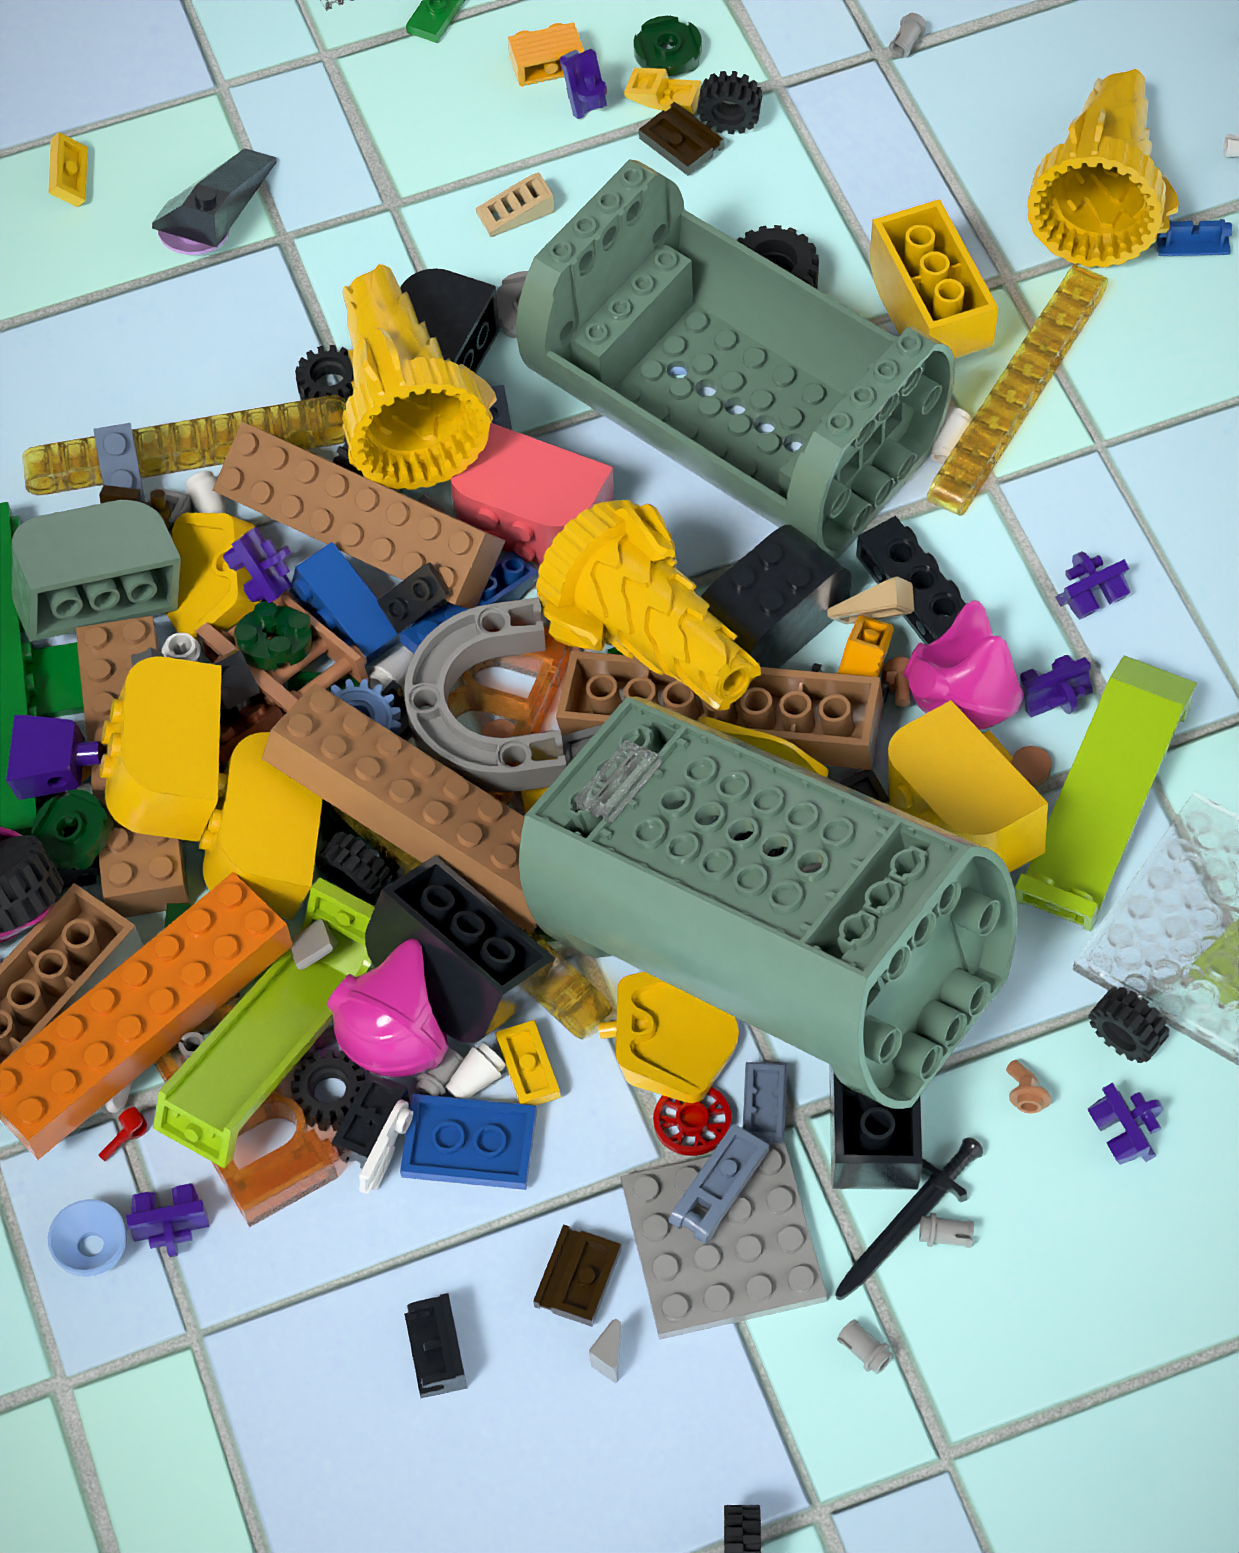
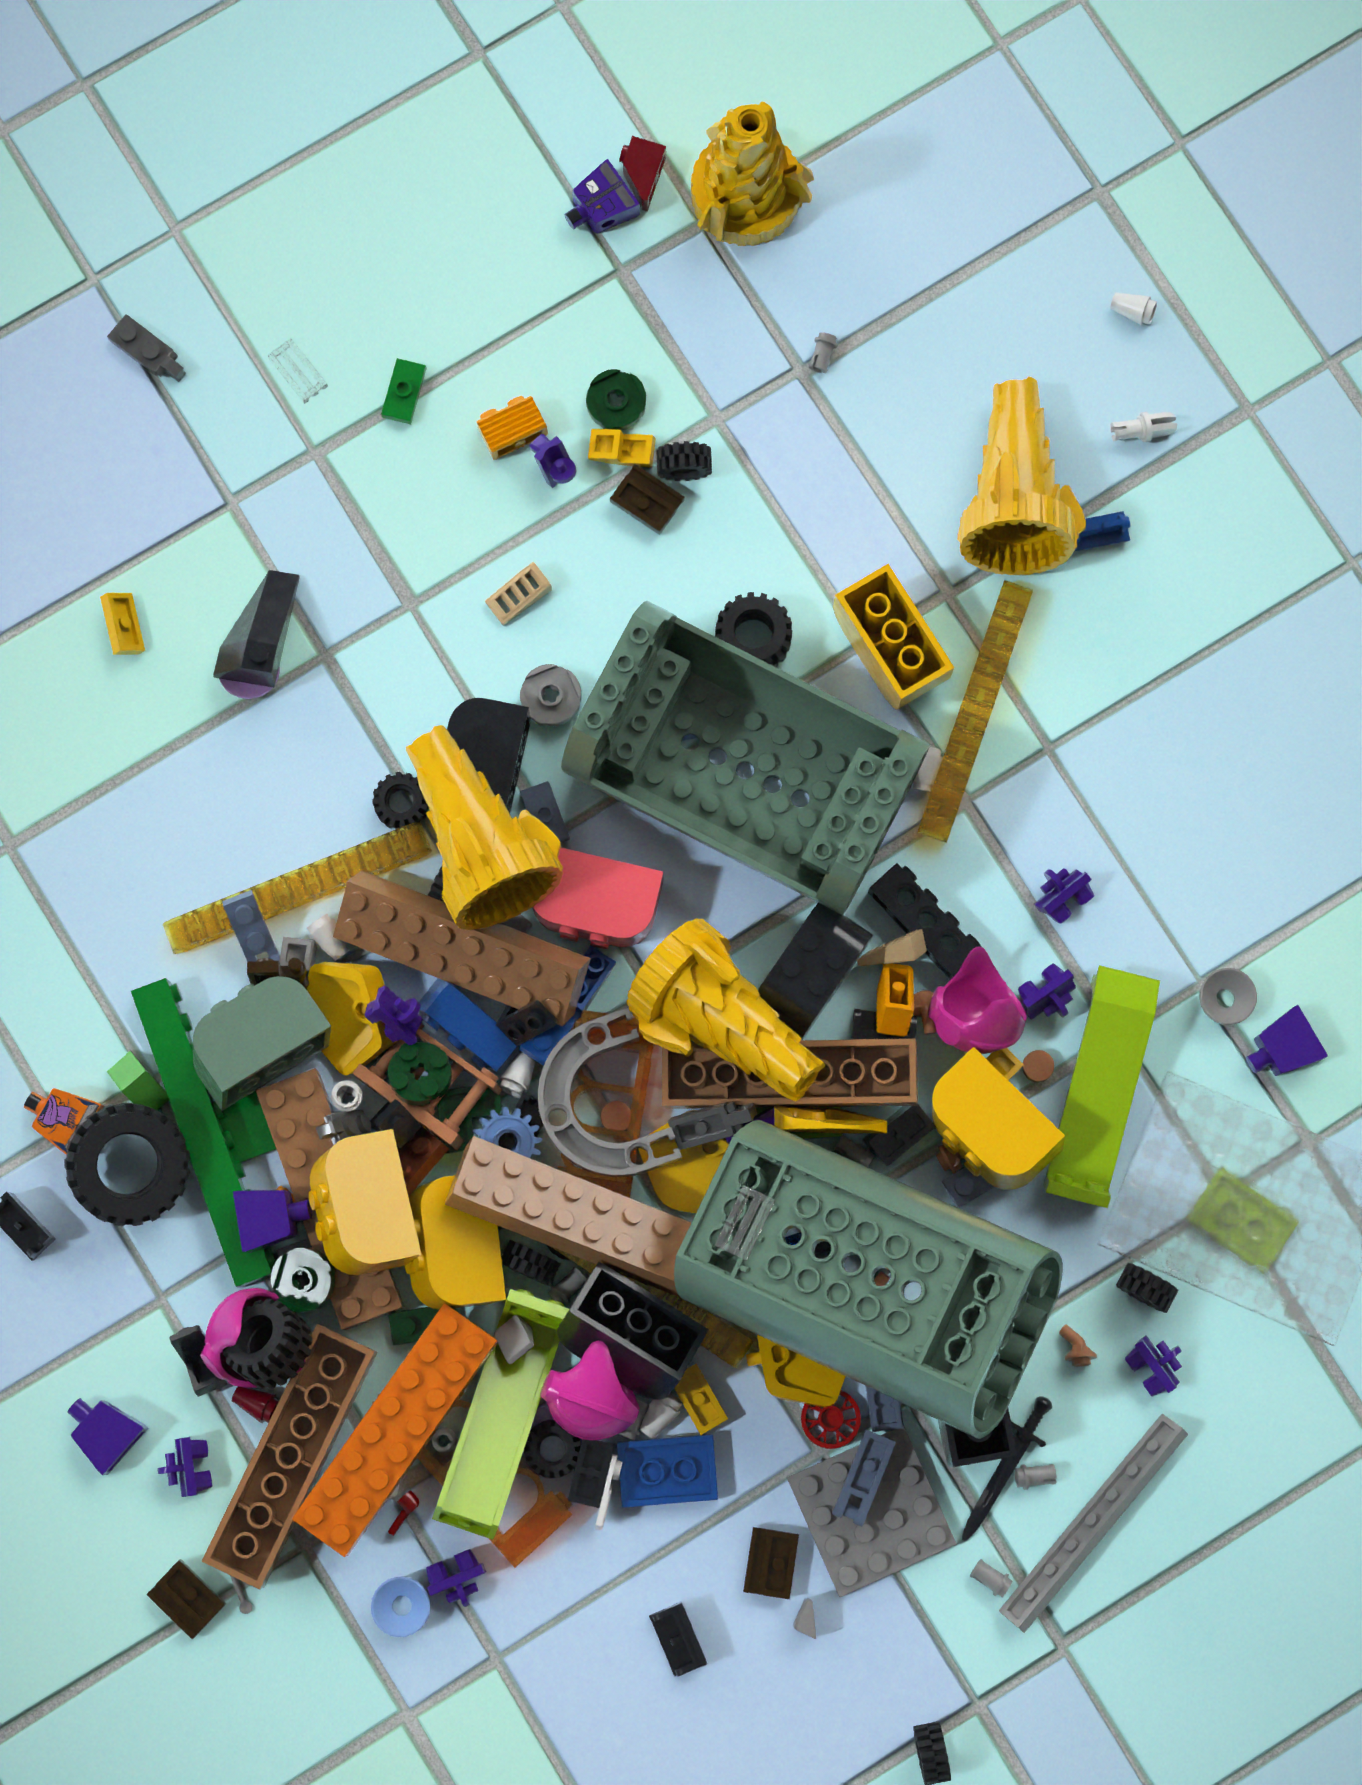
camera: 15 degrees left, 20 degrees up
(1012, 1301) = (1093, 1522): none -> light grey plate

